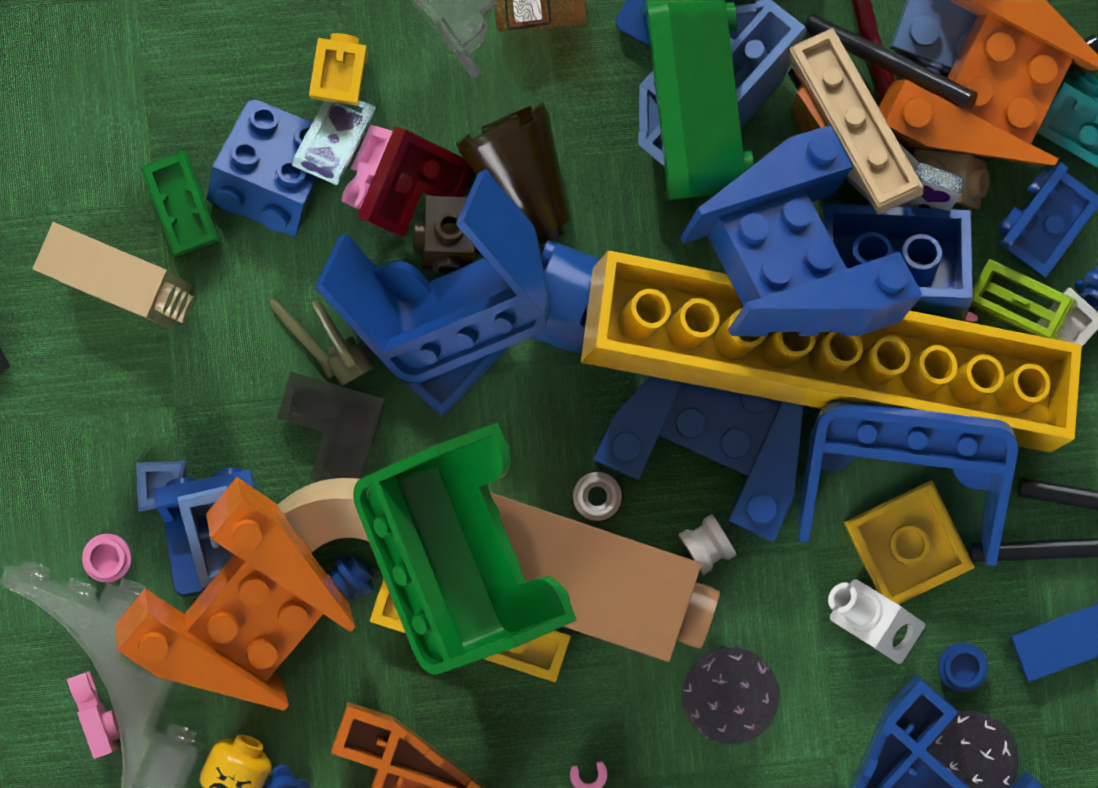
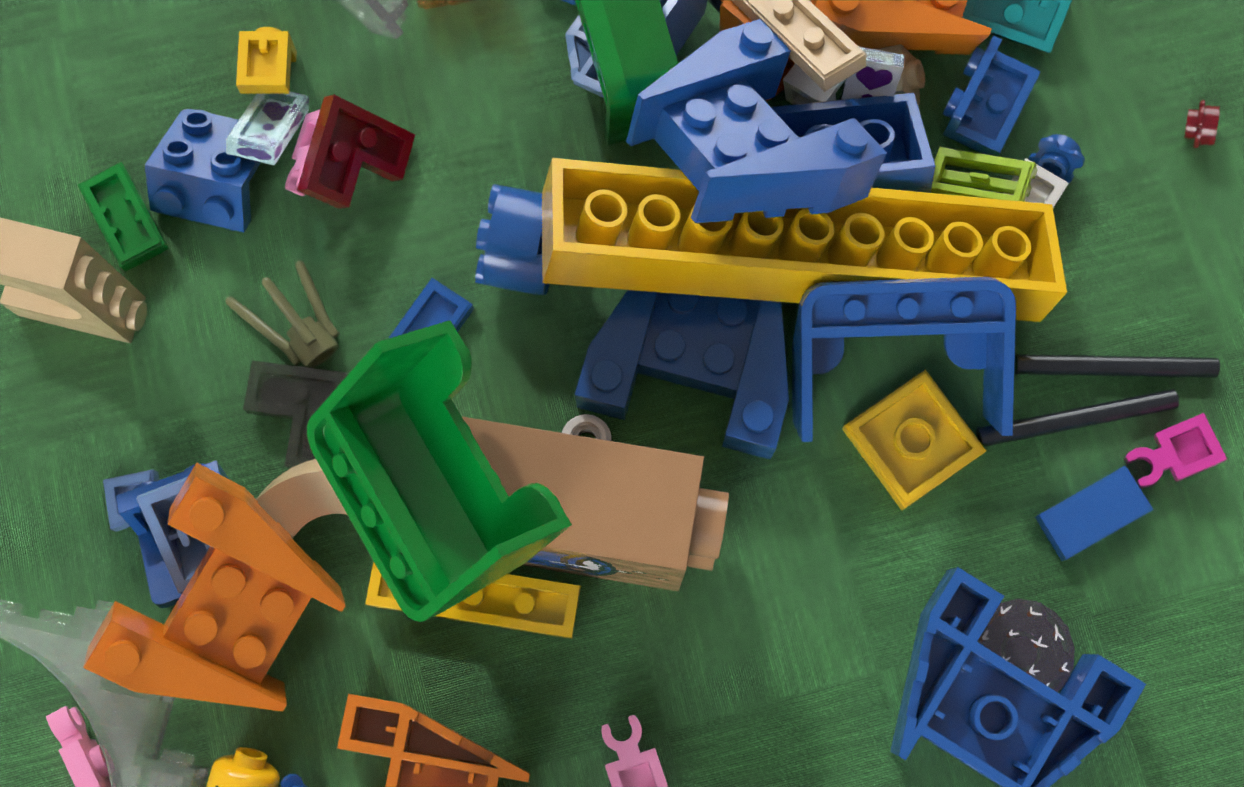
camera: 10 degrees left, 10 degrees down
(107, 558) = (82, 583): bright pink plate -> none
(353, 576) = (342, 560): blue plate -> none
(439, 238) = (394, 199): dark brown brick -> none
(459, 317) = (391, 291): blue windscreen -> none
(525, 163) = (458, 125): dark brown cone -> none
(707, 544) = (716, 465): white wheel -> none
(730, 695) = (758, 624): clear purple tile -> none
(873, 618) = (893, 518): white bracket -> none
(962, 667) = (994, 555): blue plate -> none

